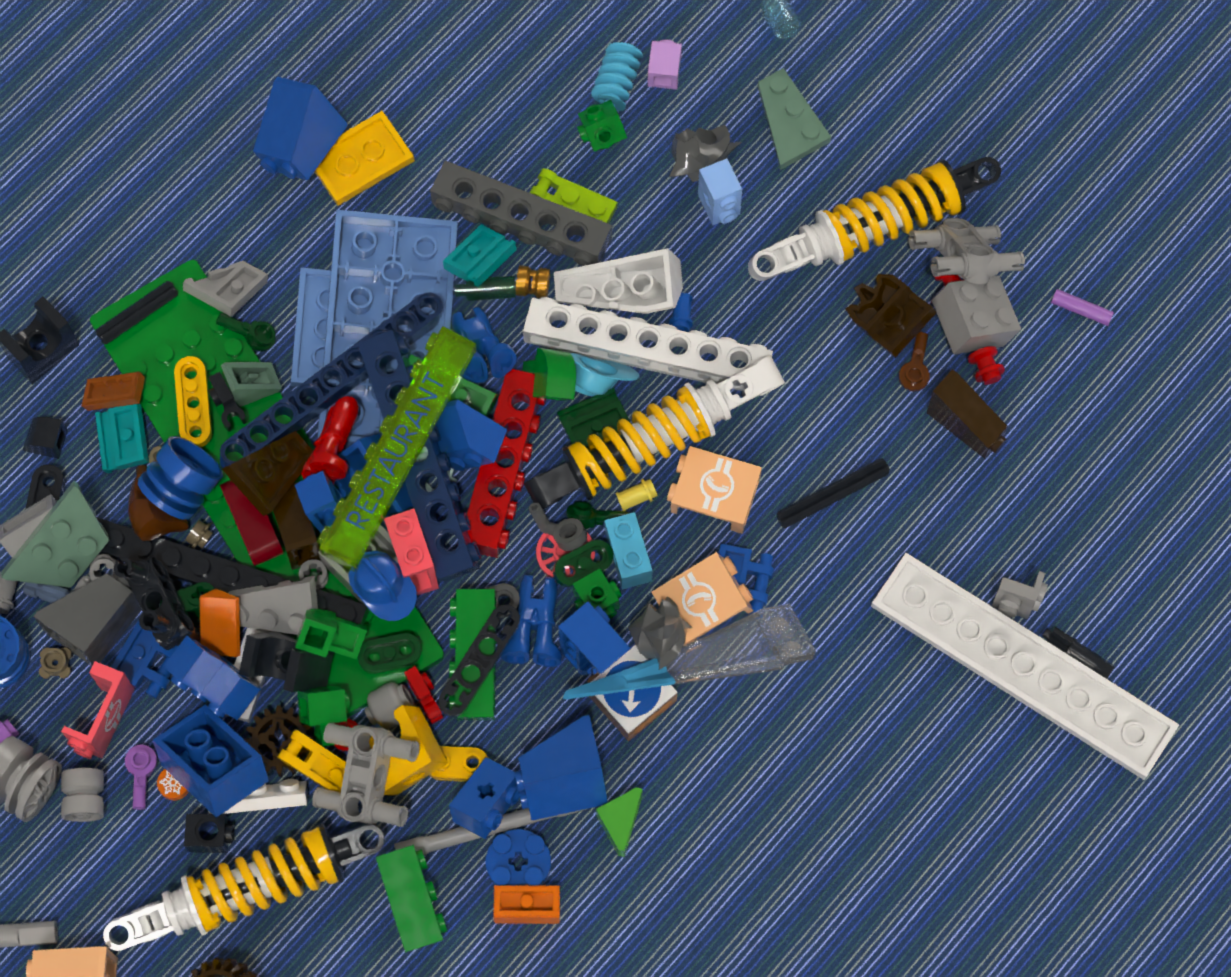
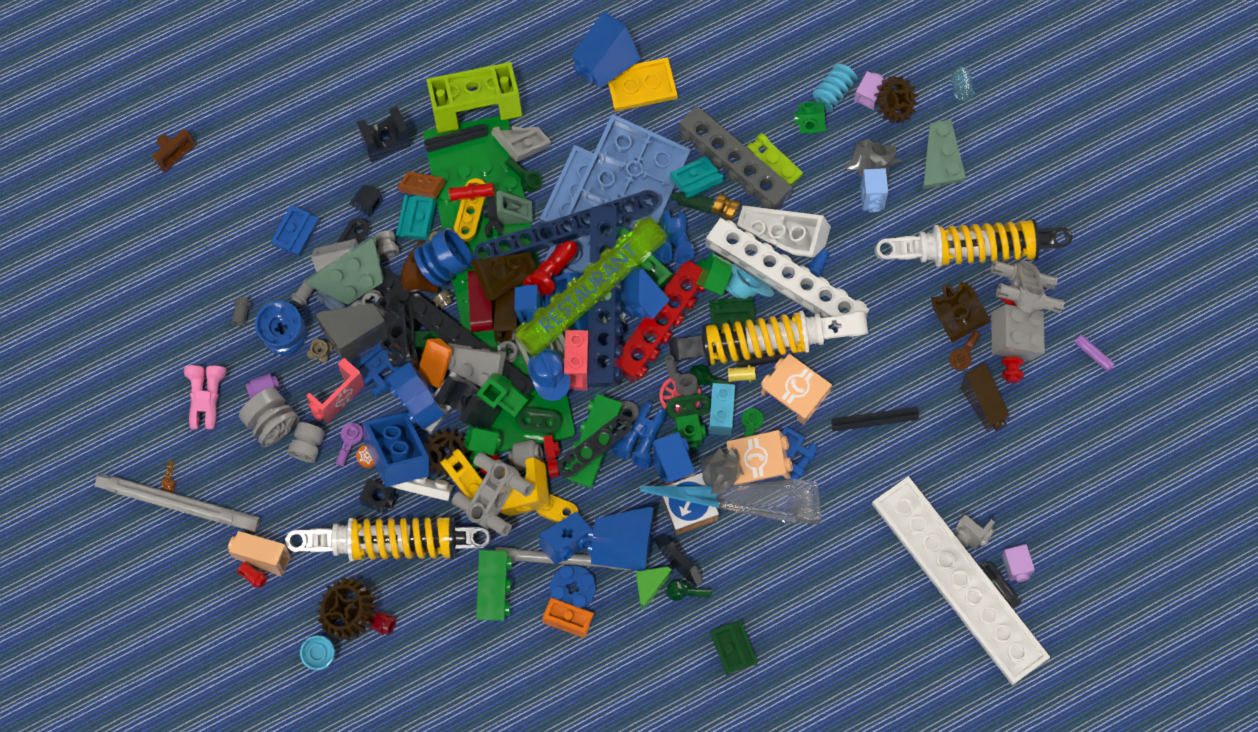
camera: 20 degrees right, 0 degrees up
(93, 487) = (386, 246): none -> light grey wheel
(110, 256) = (451, 94): none -> lime plate
(186, 376) = (471, 191): none -> red pin
(646, 773) = (678, 560): none -> black tile
(650, 471) = (754, 361): none -> black piece
(660, 814) = (678, 590): none -> dark green plate
(673, 551) = (752, 420): none -> green plate
(703, 65) = (896, 99): none -> dark brown gear
(762, 863) = (733, 647): none -> dark green plate
(1091, 616) = (1018, 563): none -> lavender brick

